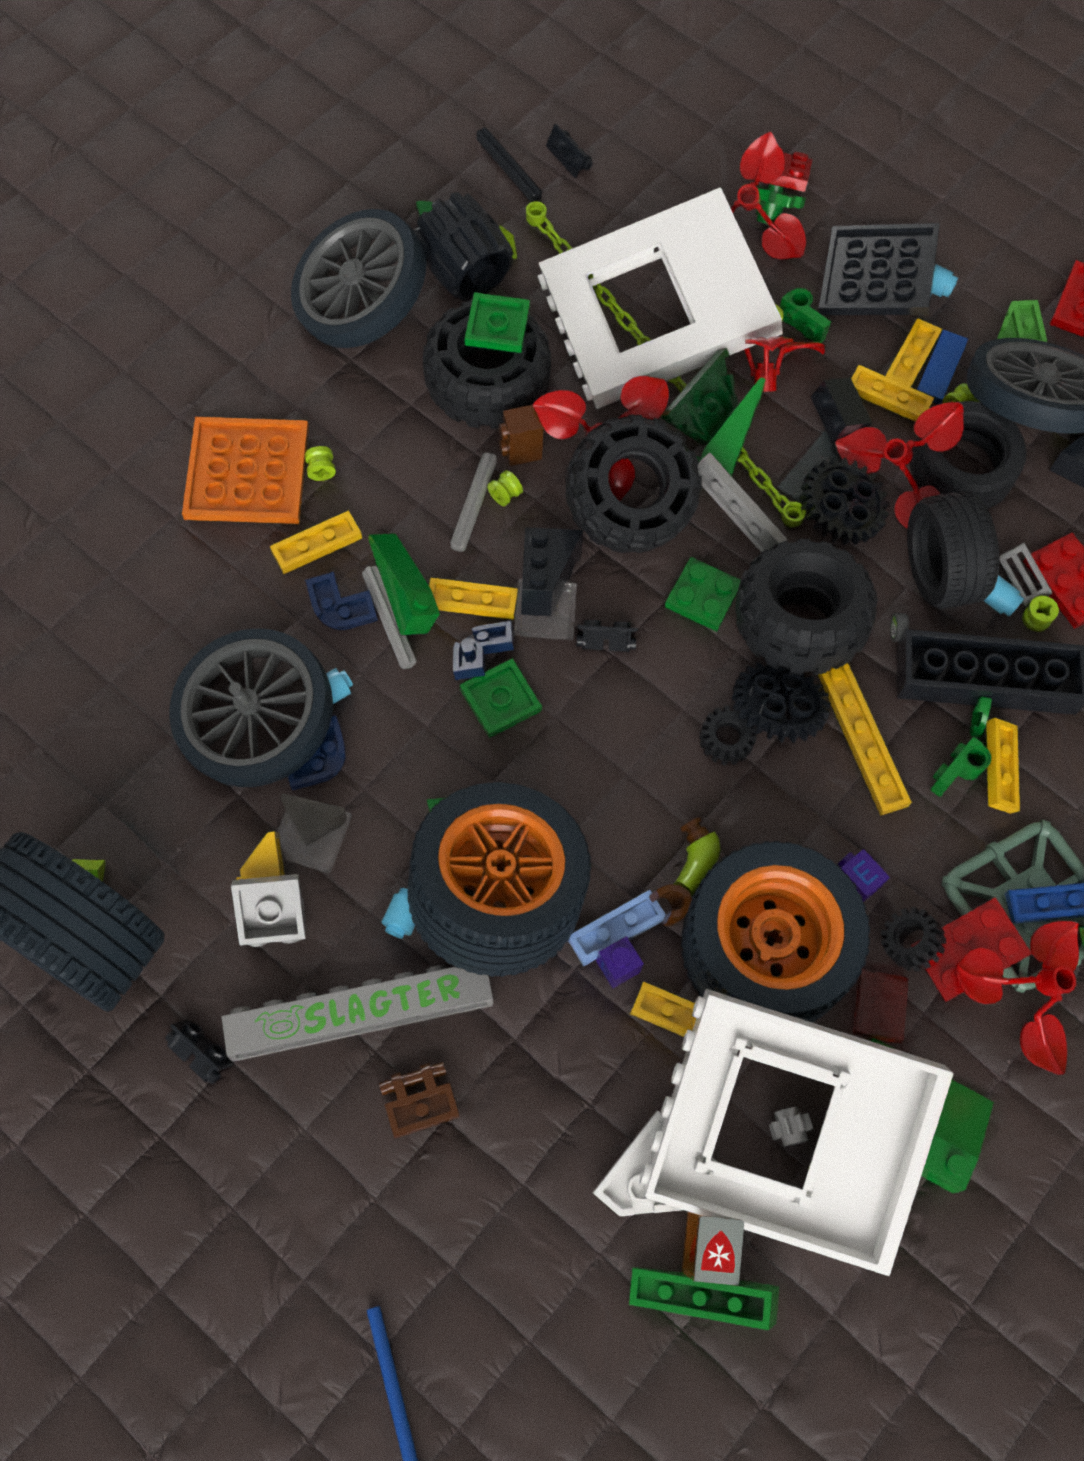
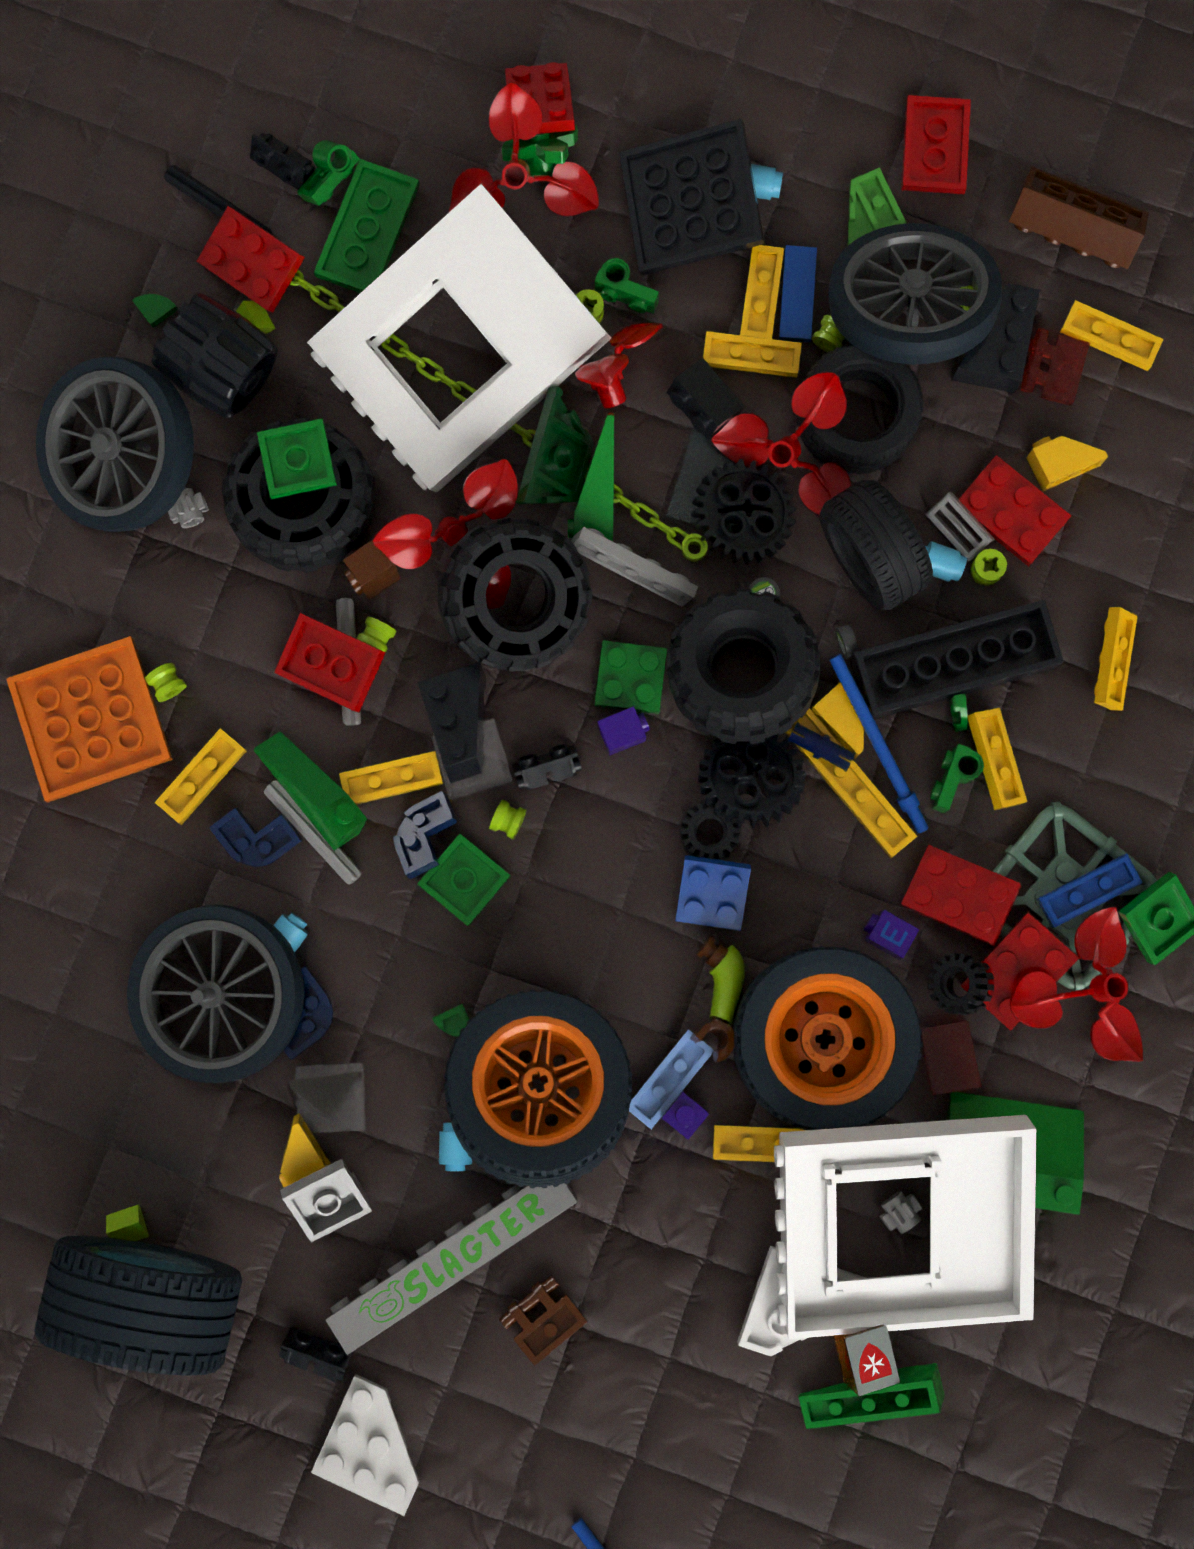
camera: 15 degrees left, 15 degrees up
(208, 1158) = (368, 1449): none -> white plate
(394, 348) = (188, 509): none -> light grey gear
(459, 491) = (329, 662): none -> red plate
(518, 201) = (250, 259): none -> red plate
(557, 663) = (507, 819): none -> lime wheel
(601, 169) = (328, 175): none -> green plate
(620, 204) = (366, 226): none -> green plate
(682, 628) = (623, 730): none -> dark purple brick
(713, 783) = (713, 892): none -> blue plate
(850, 697) = (821, 746): none -> clear blue pin
(877, 681) = (841, 719): none -> yellow slope
(911, 771) = (907, 799): none -> blue bar
(936, 865) = (961, 895): none -> red plate

